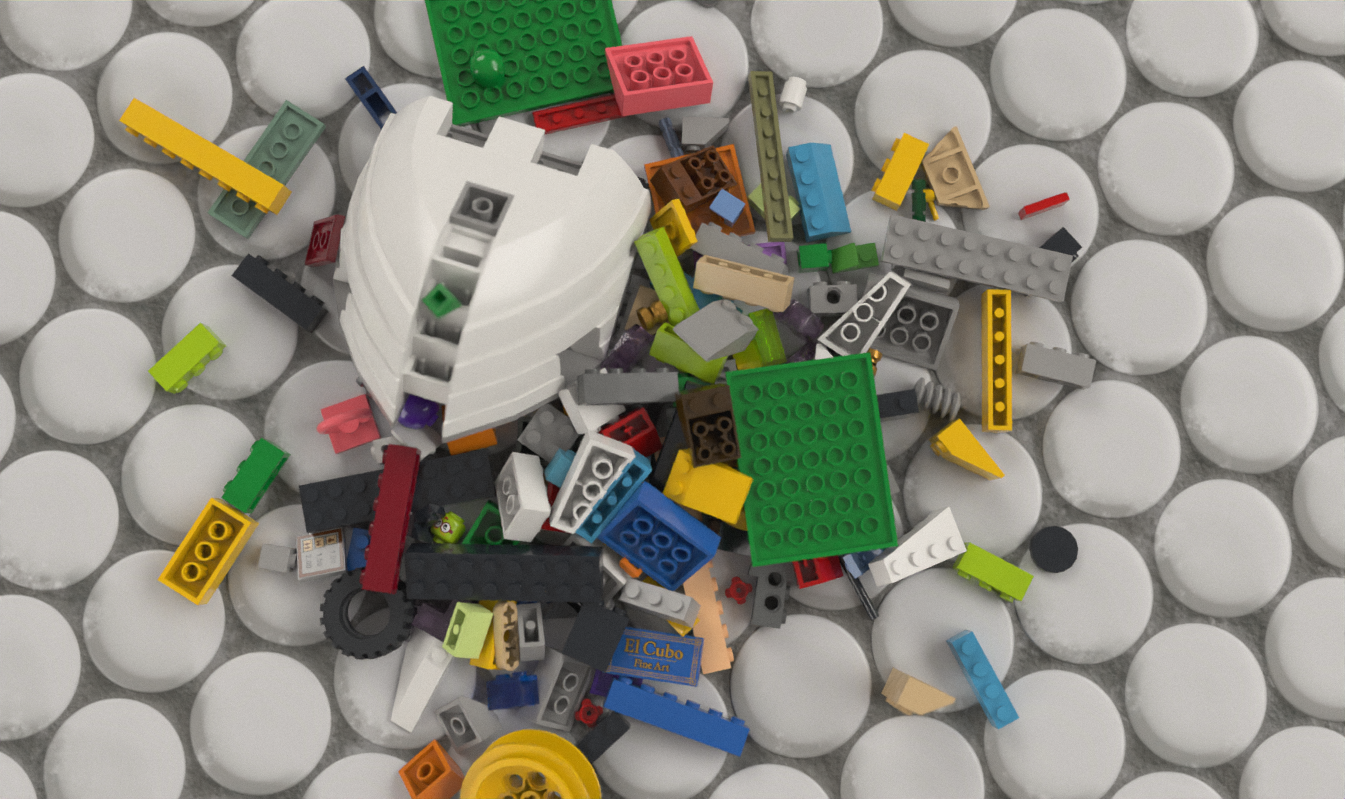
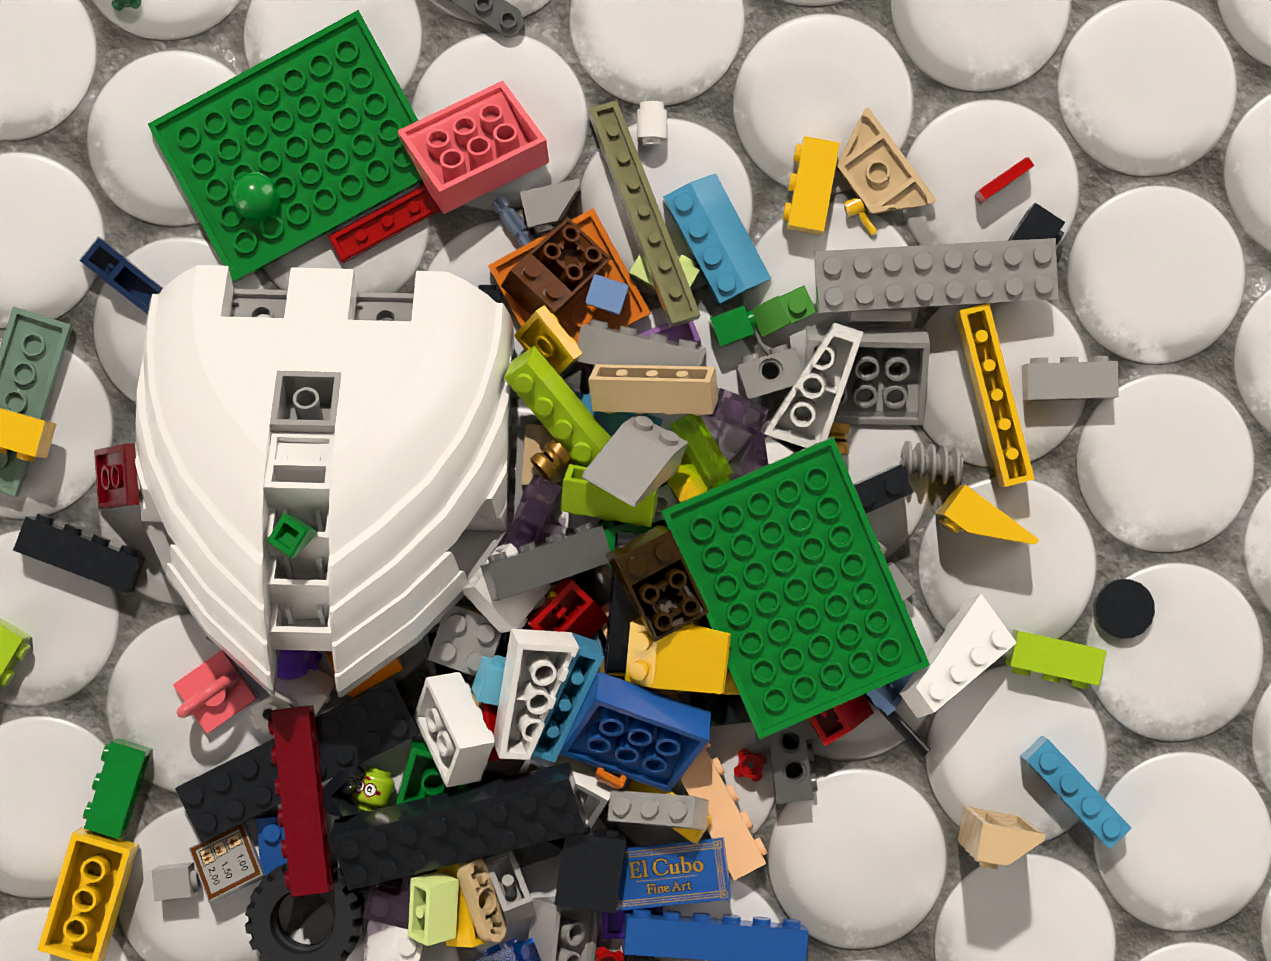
camera: 10 degrees left, 5 degrees up
(919, 199) = (845, 218): dark green axle -> none

